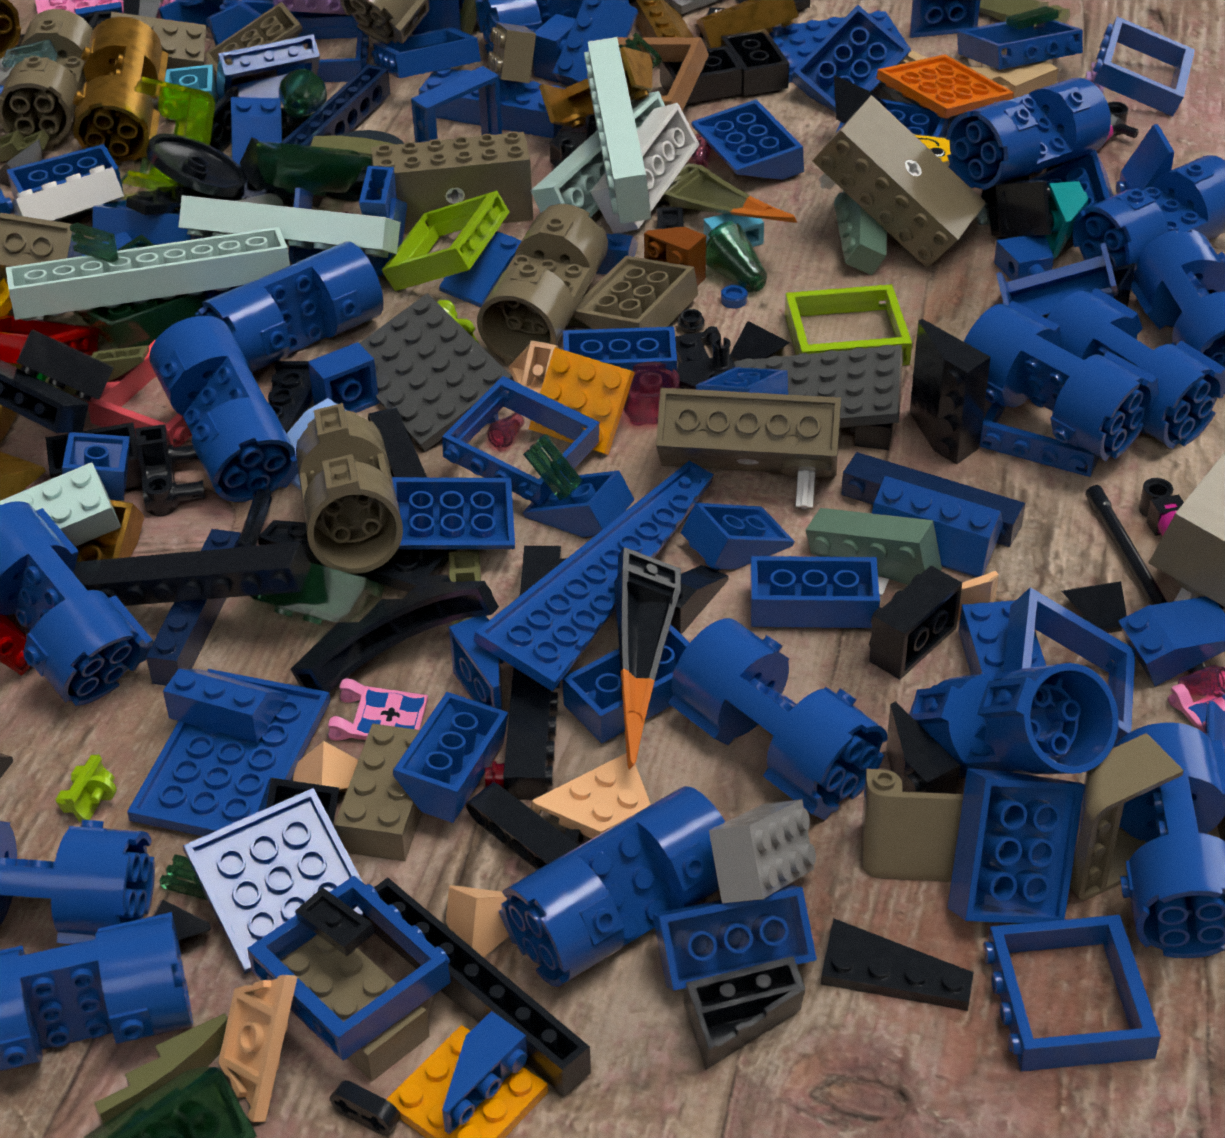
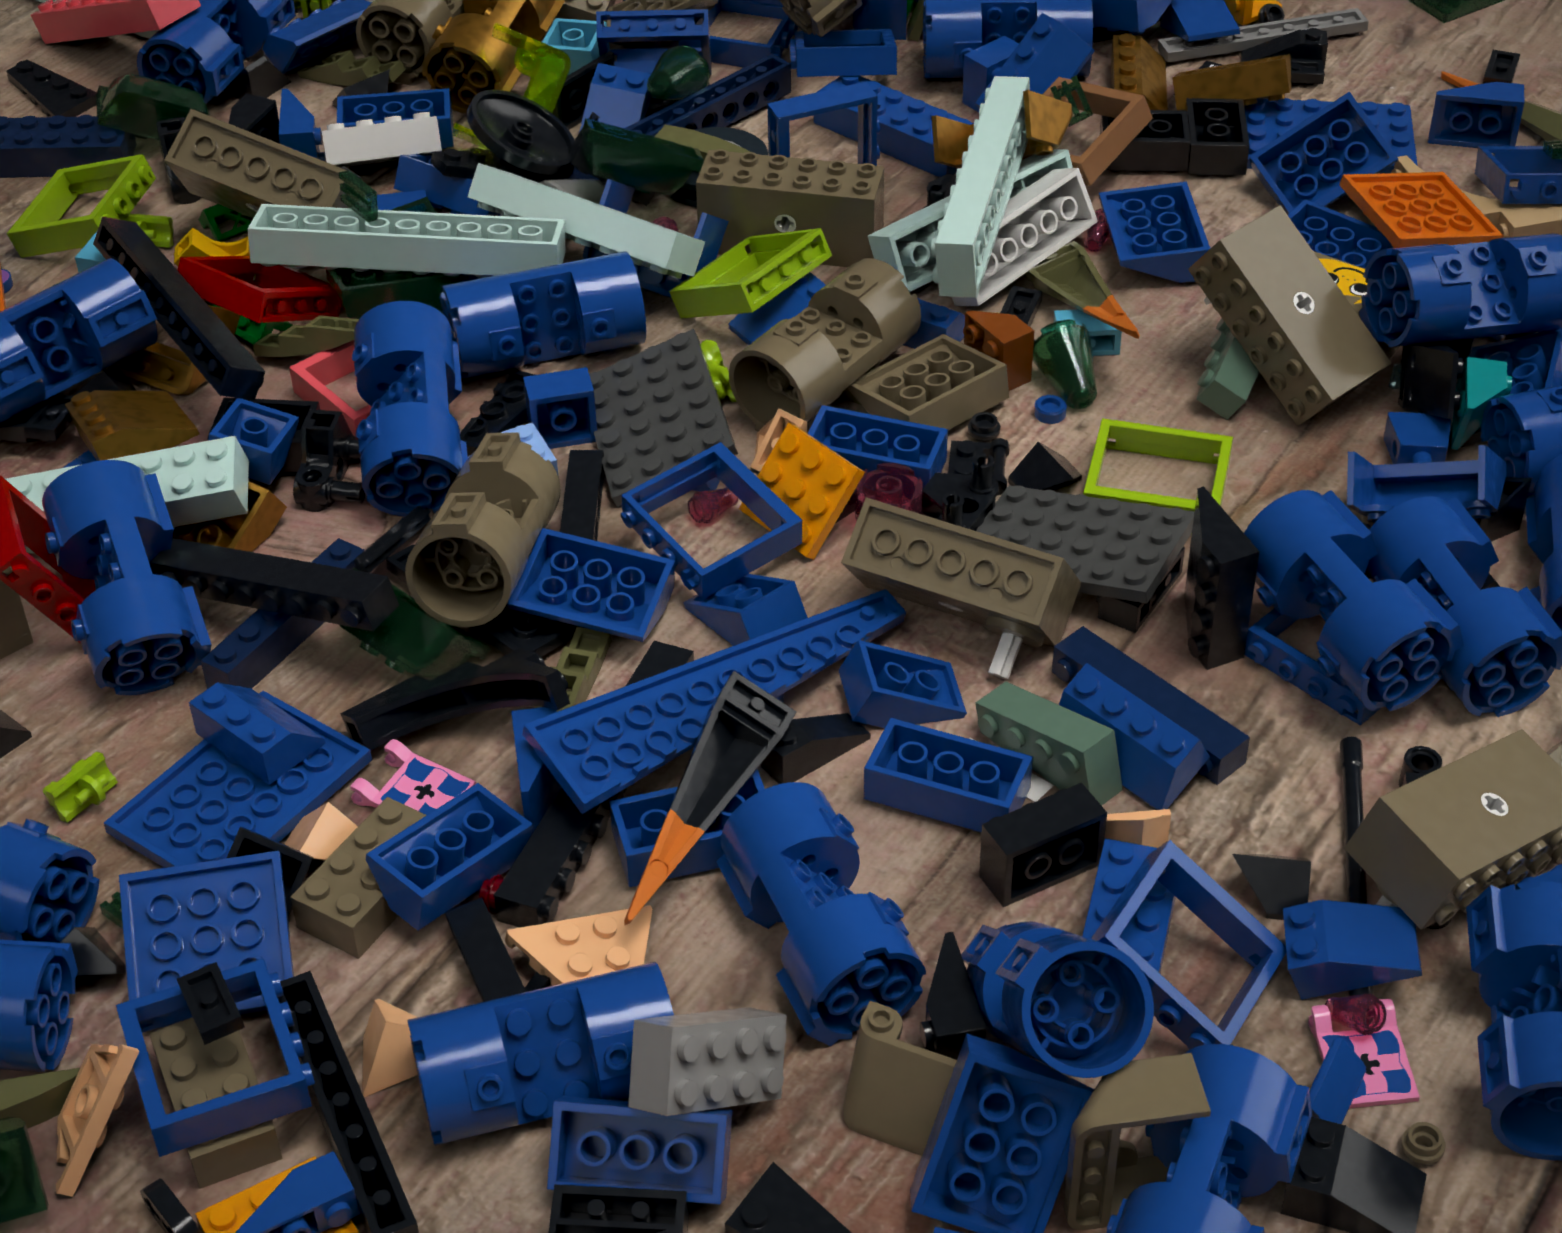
camera: 20 degrees right, 0 degrees up
(64, 366) = (267, 323): black brick -> none
(370, 201) = (691, 197): blue torso -> none
(512, 52) = (928, 71): dark tan brick -> none
(550, 470) = (711, 564): clear green tile -> none
(748, 380) = (985, 515): blue slope -> none
(850, 98) = (1301, 208): black slope -> none

